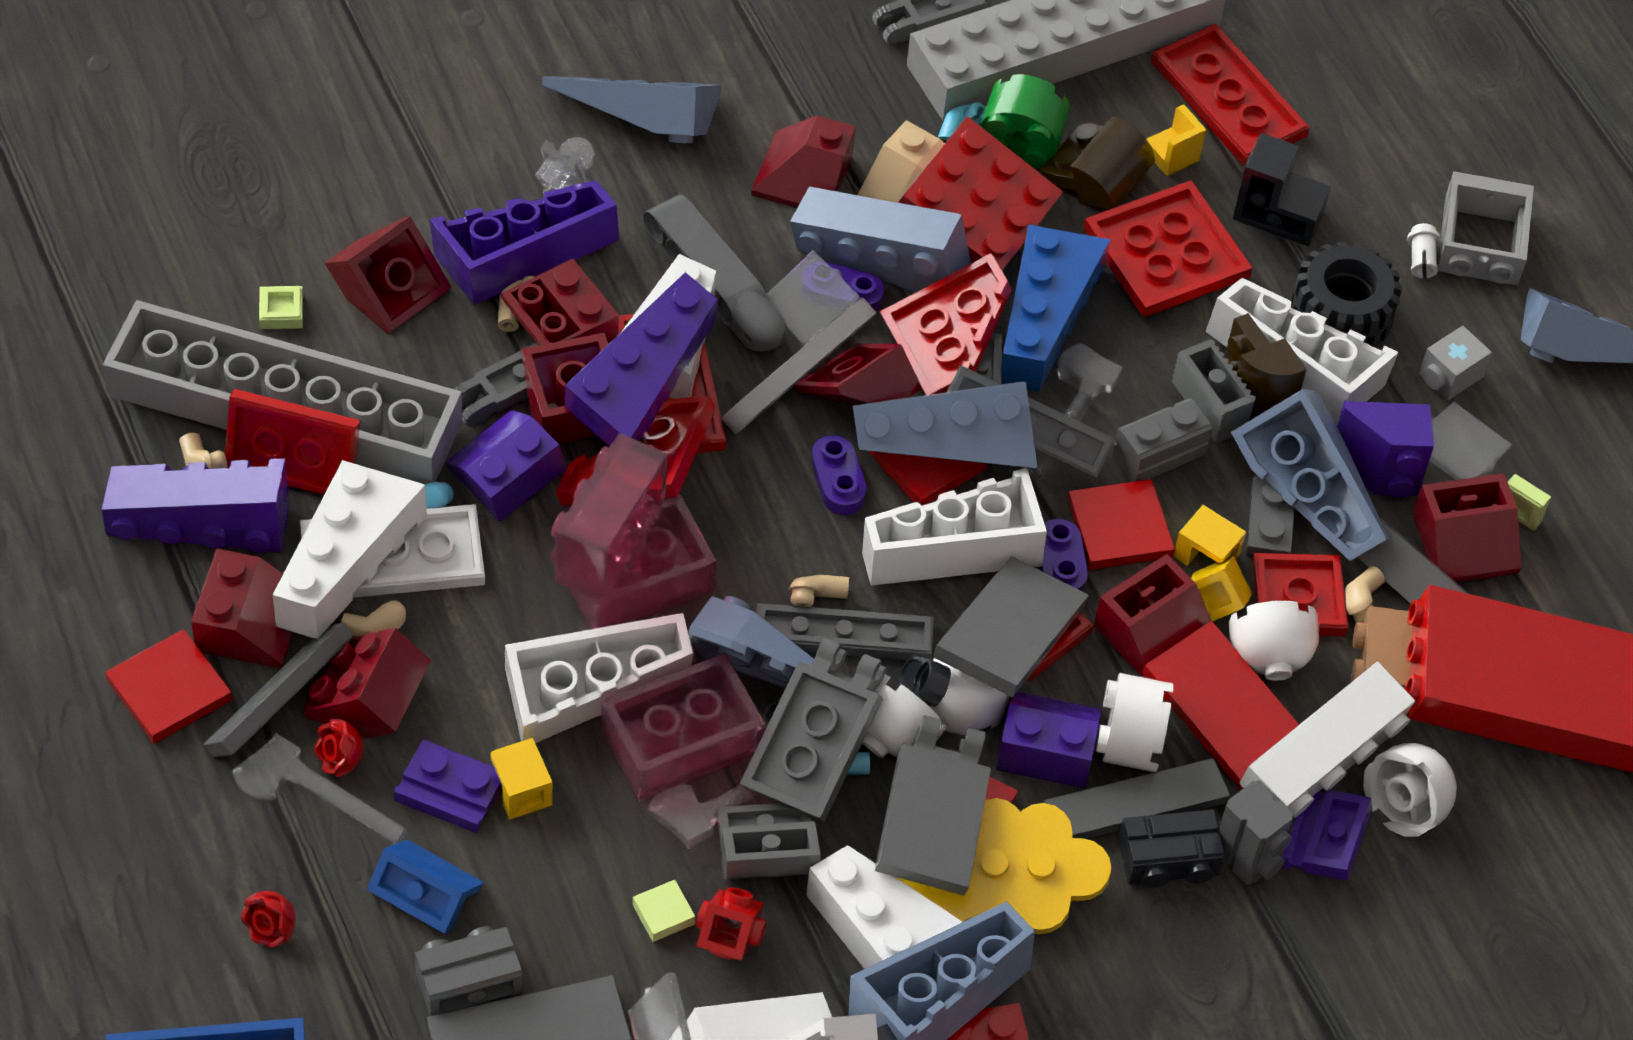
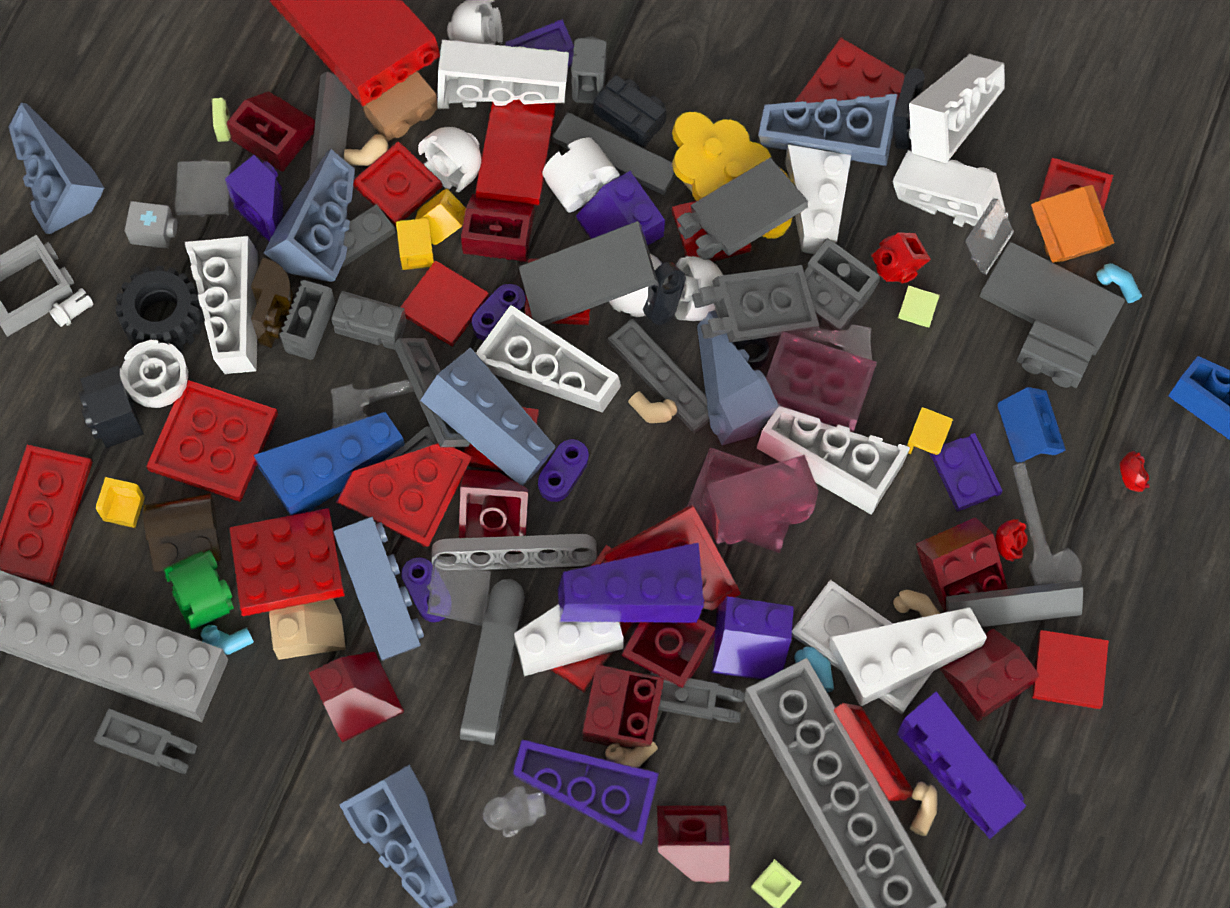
camera: 130 degrees left, 15 degrees up
(1275, 237) = (154, 373): none -> white cylinder

